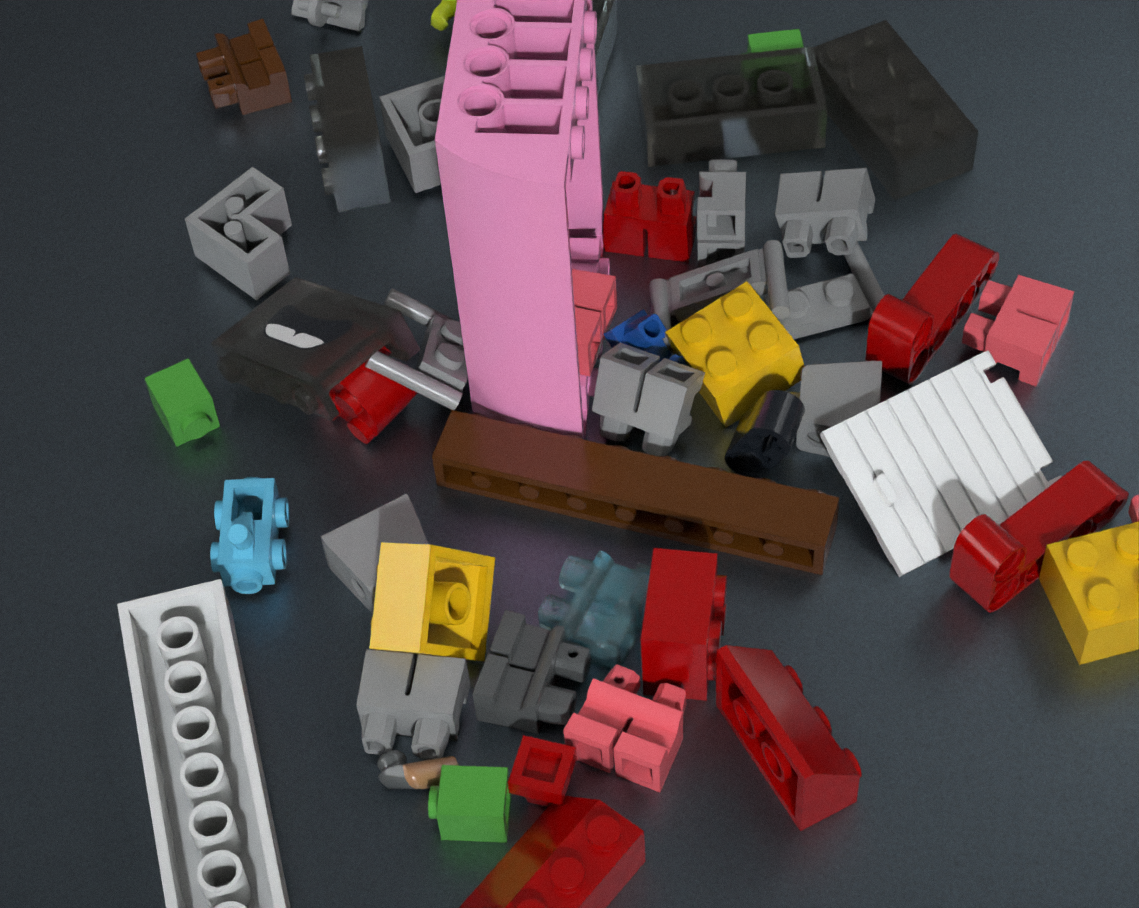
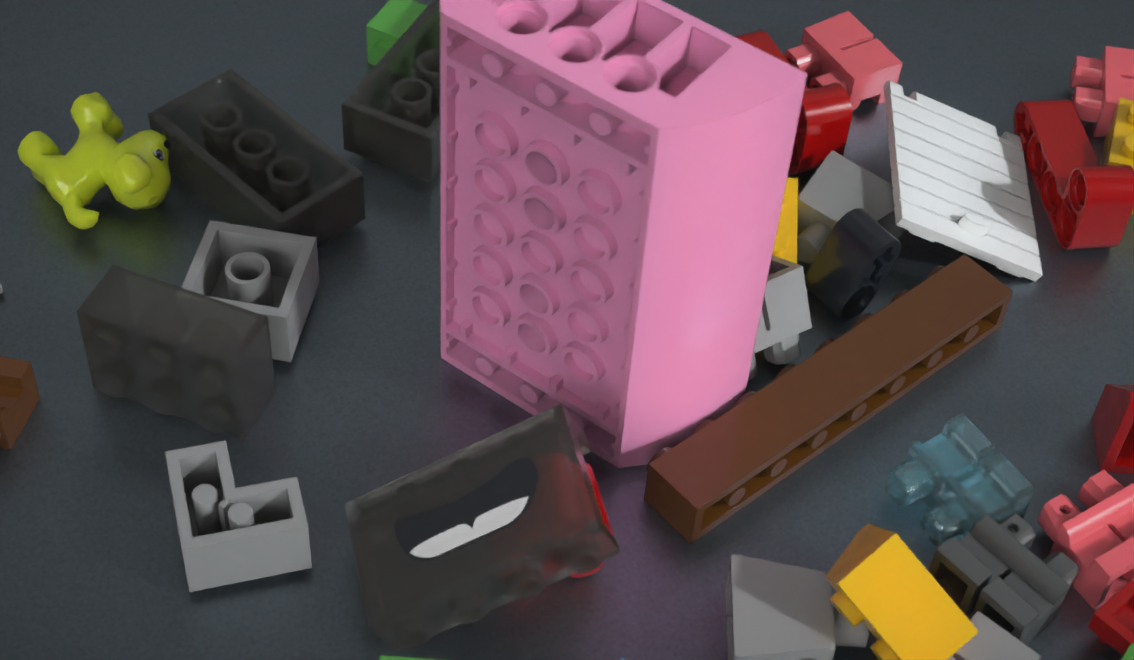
camera: 65 degrees left, 5 degrees down
(441, 361) = (610, 445): light grey plate -> none
(682, 621) = (1044, 422): red brick -> none

